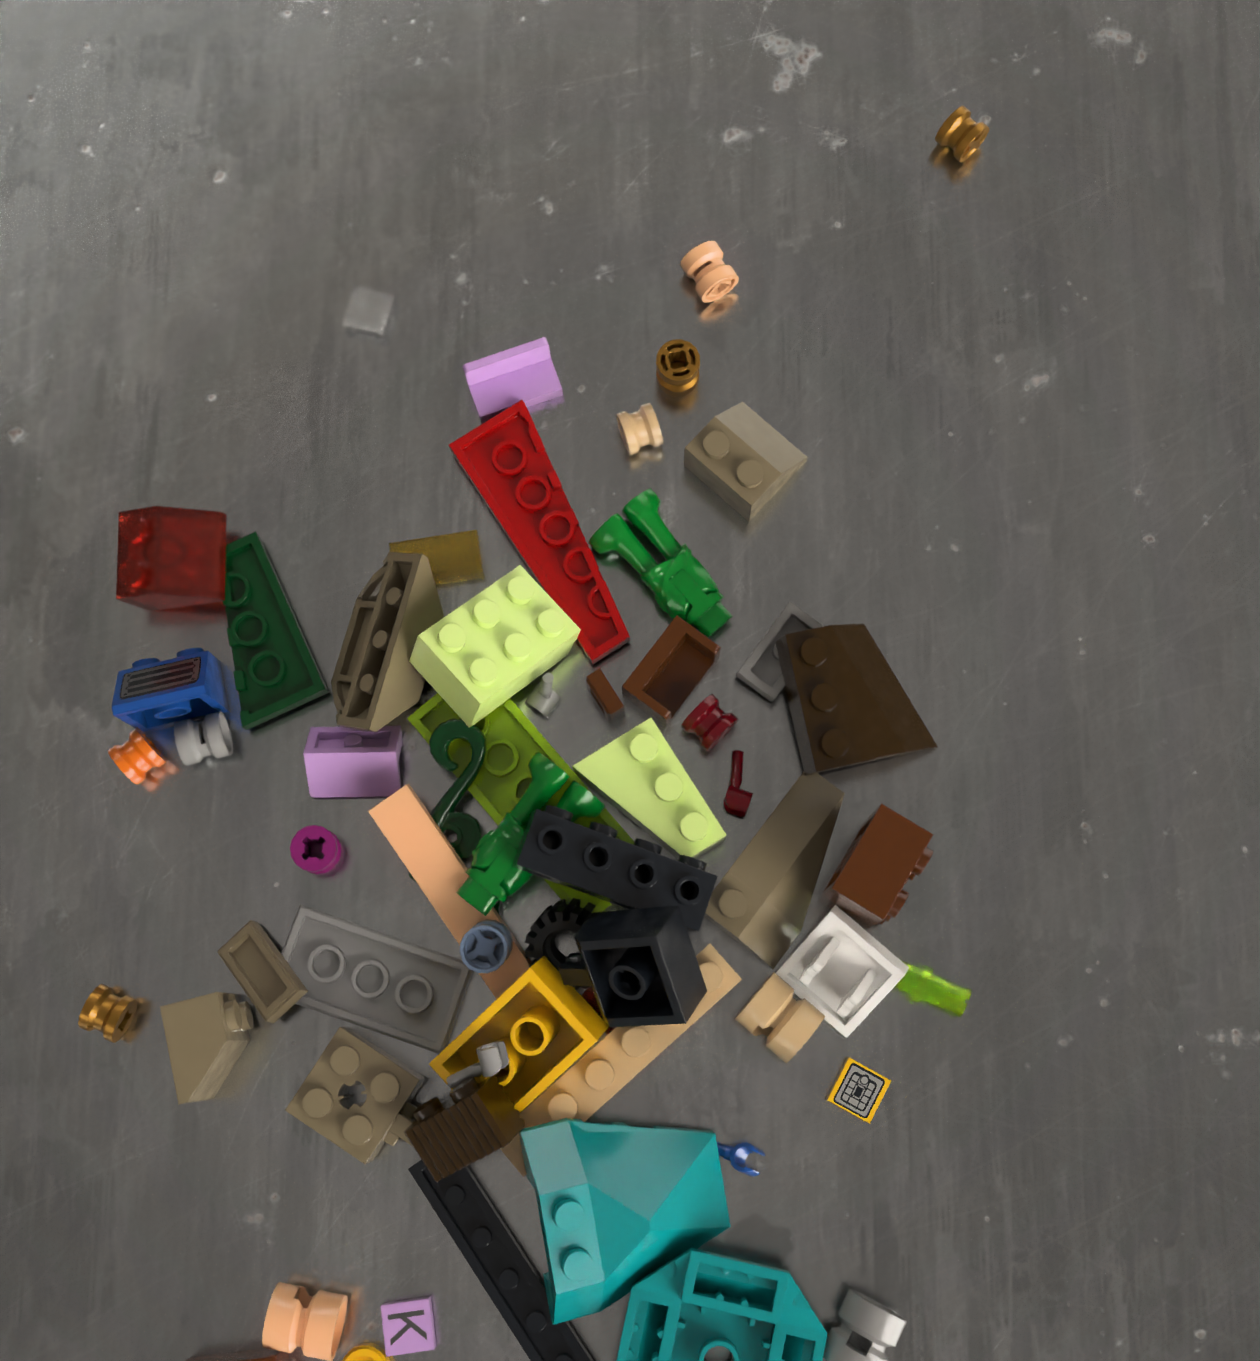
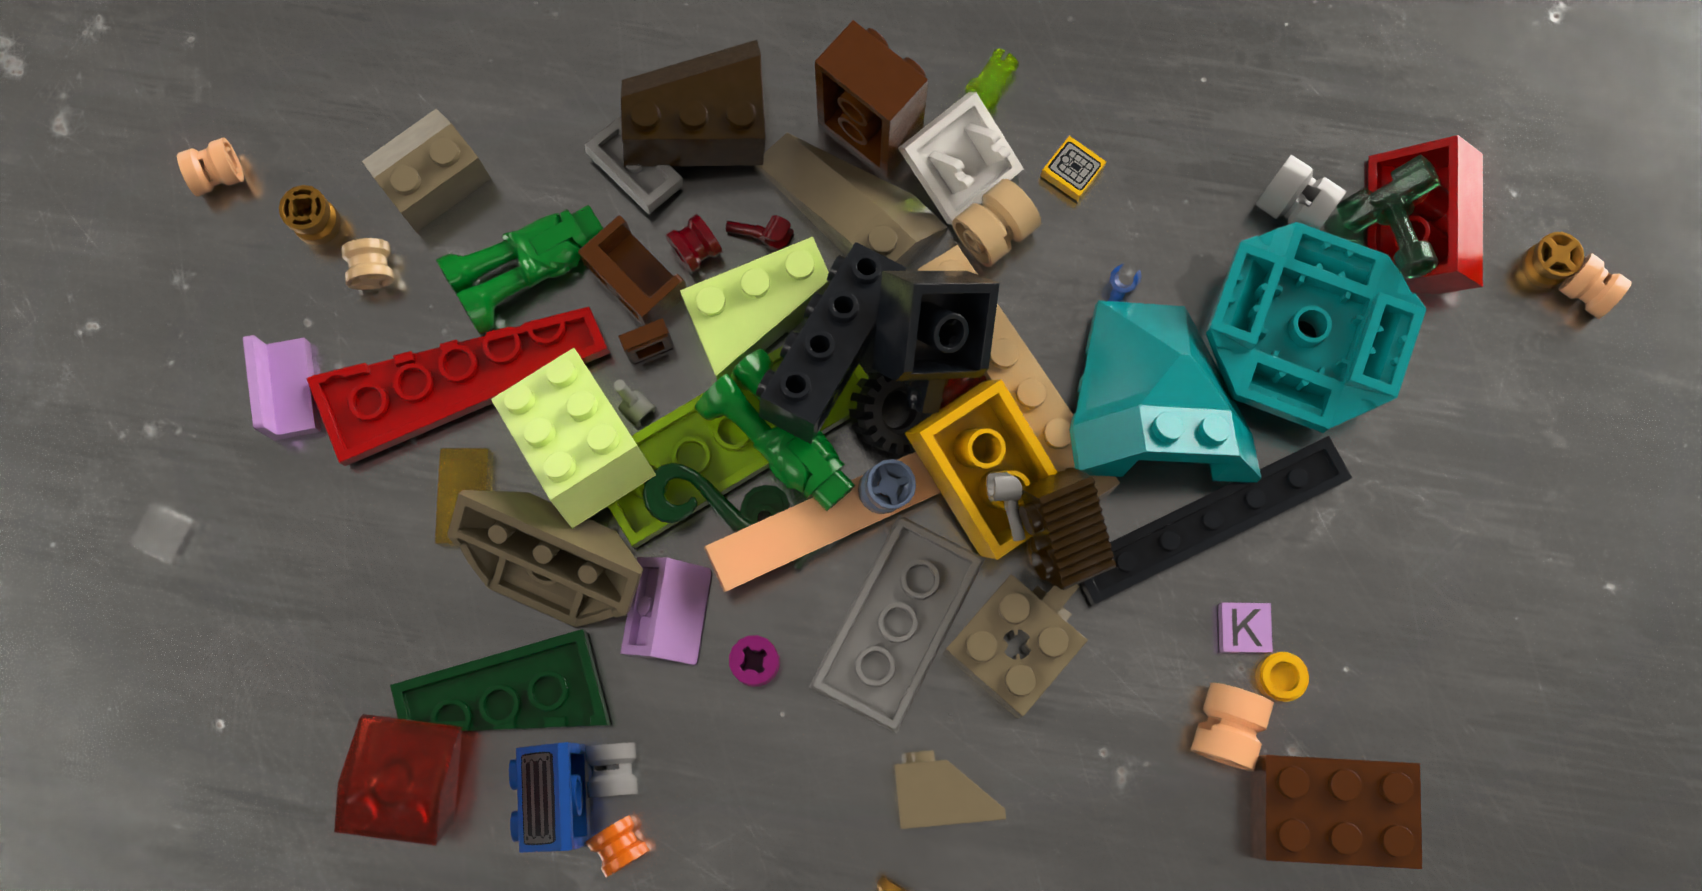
camera: 85 degrees left, 0 degrees up
(262, 971) = (873, 733): dark tan tile -> none

